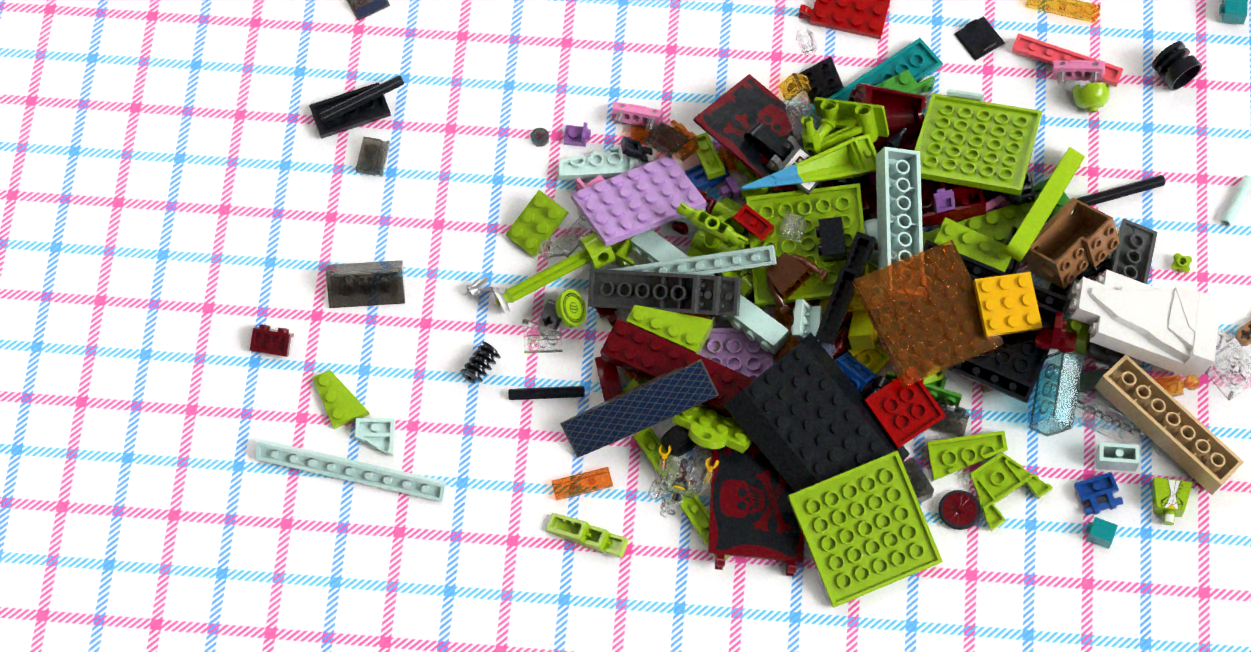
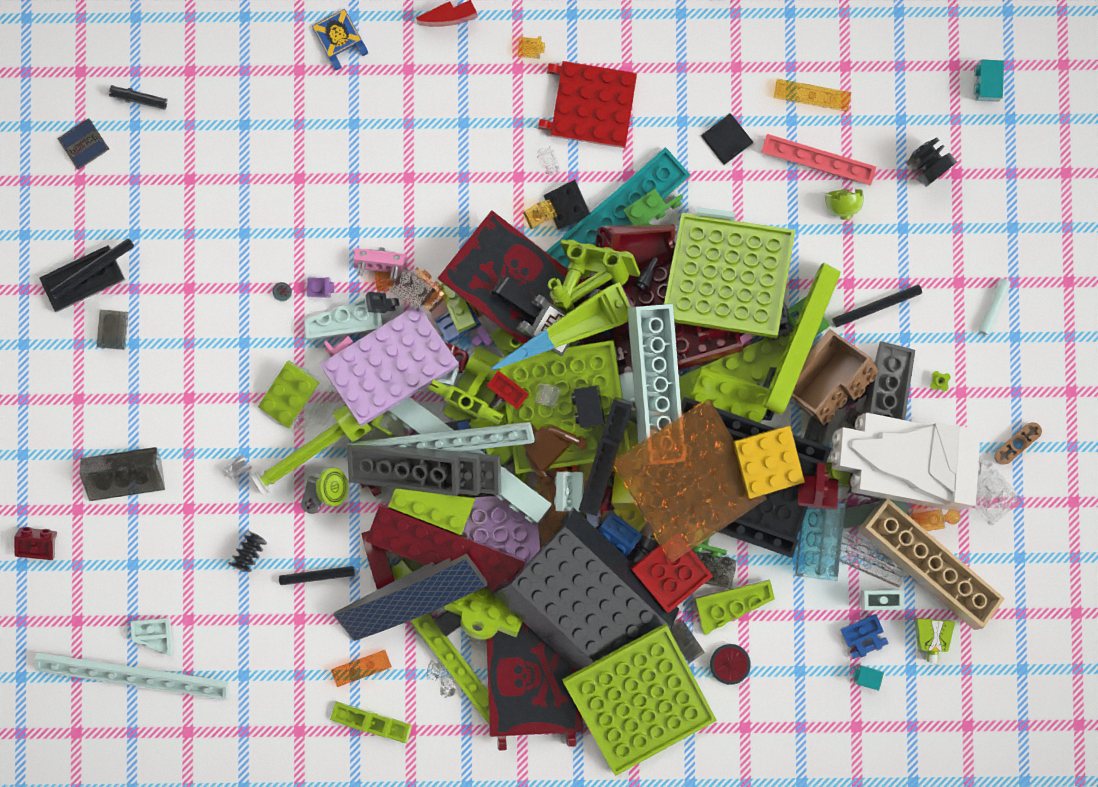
camera: 10 degrees left, 20 degrees up
(338, 400) = (110, 600): lime wing -> none
(540, 338) = (305, 521): clear wing -> none
(683, 475) = (459, 660): clear torso -> none
(796, 111) = (549, 258): clear wing -> none
(944, 200) = (699, 347): medium lavender tile -> none
(998, 480) = (768, 629): lime wing -> none
(1078, 70) = (830, 176): bright pink piece -> none

